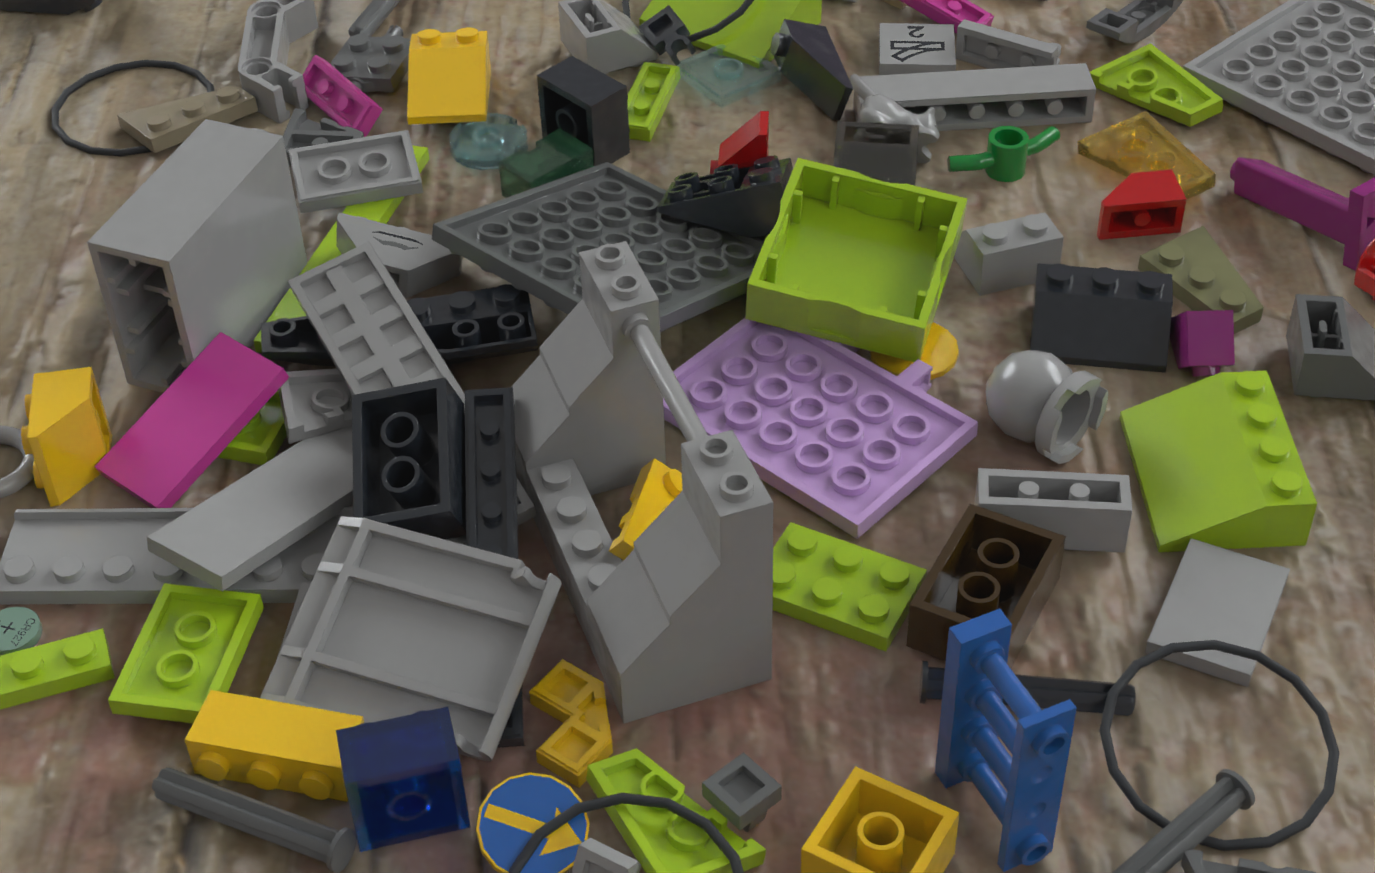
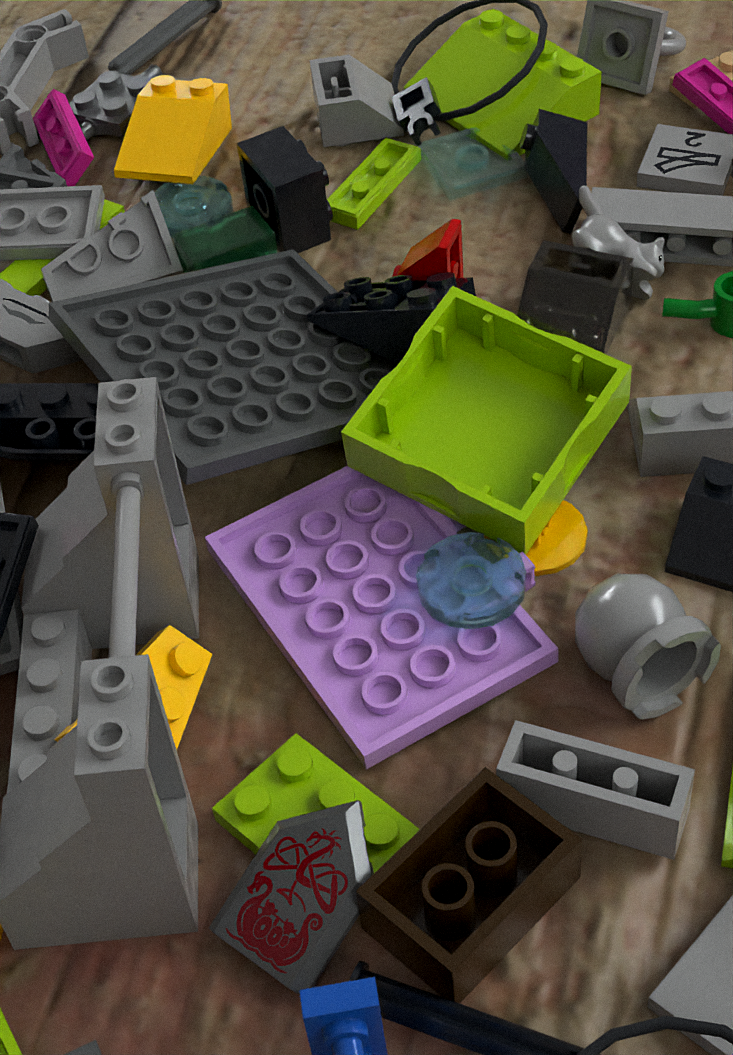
camera: 20 degrees right, 5 degrees up
(451, 185) = (123, 253): none -> light grey wing
(852, 628) = (299, 895): none -> dark grey tile
(888, 385) = (471, 581): none -> clear light blue tile

